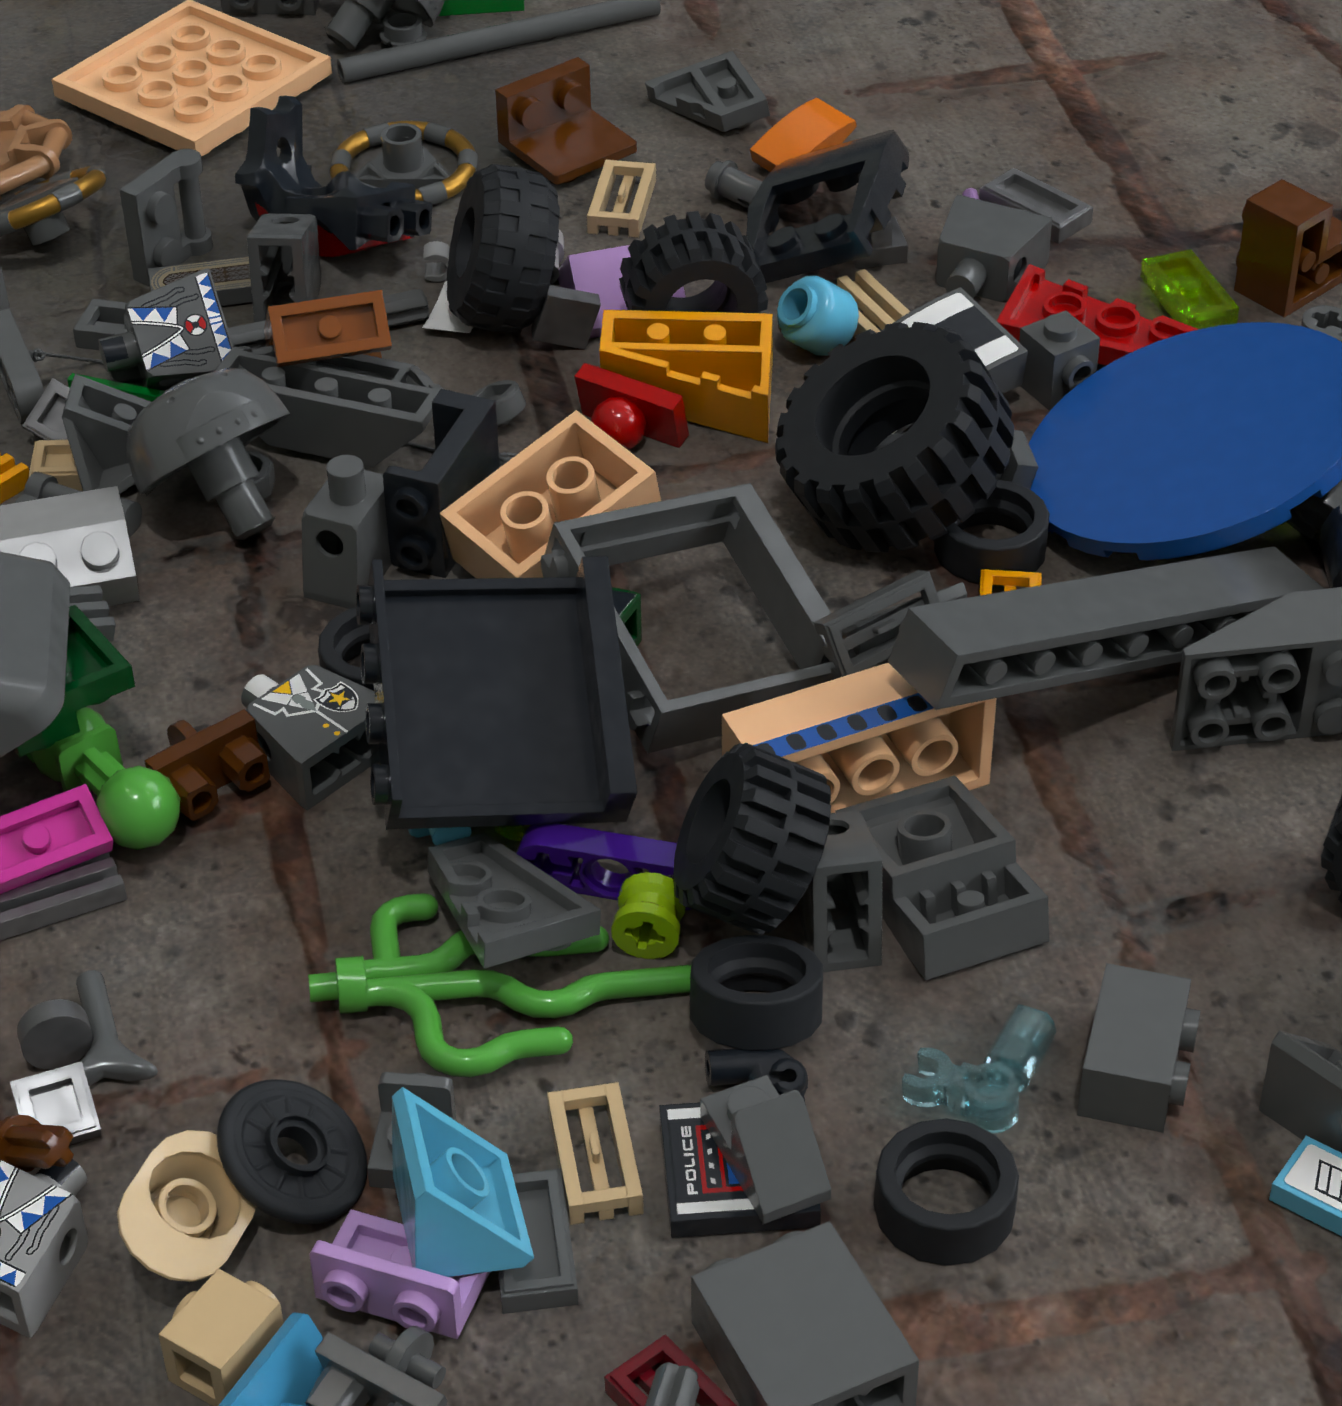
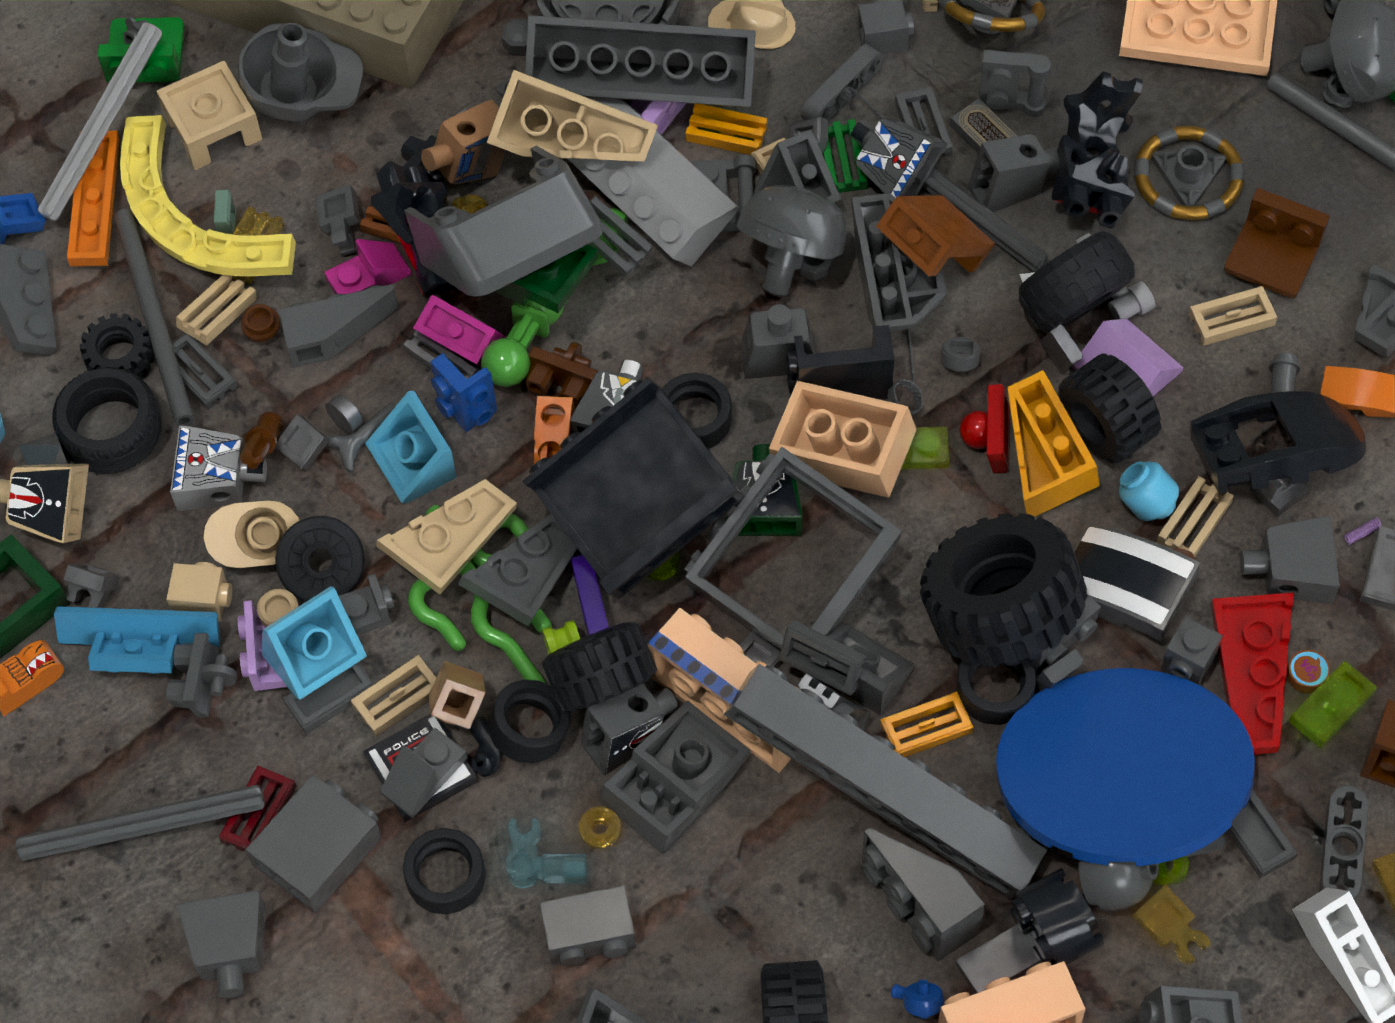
camera: 65 degrees right, 20 degrees up
(147, 865) = (466, 400): none -> blue bracket
(187, 965) = (411, 450): none -> medium azure slope
(294, 806) = (551, 425): none -> orange leg
(352, 1221) = (275, 605): none -> tan tile
(388, 960) = (448, 538): none -> tan wing
(665, 1051) = (456, 695): none -> medium nougat brick
(972, 985) = (596, 816): none -> clear yellow plate
(1135, 291) = (1307, 670): none -> dark orange tile

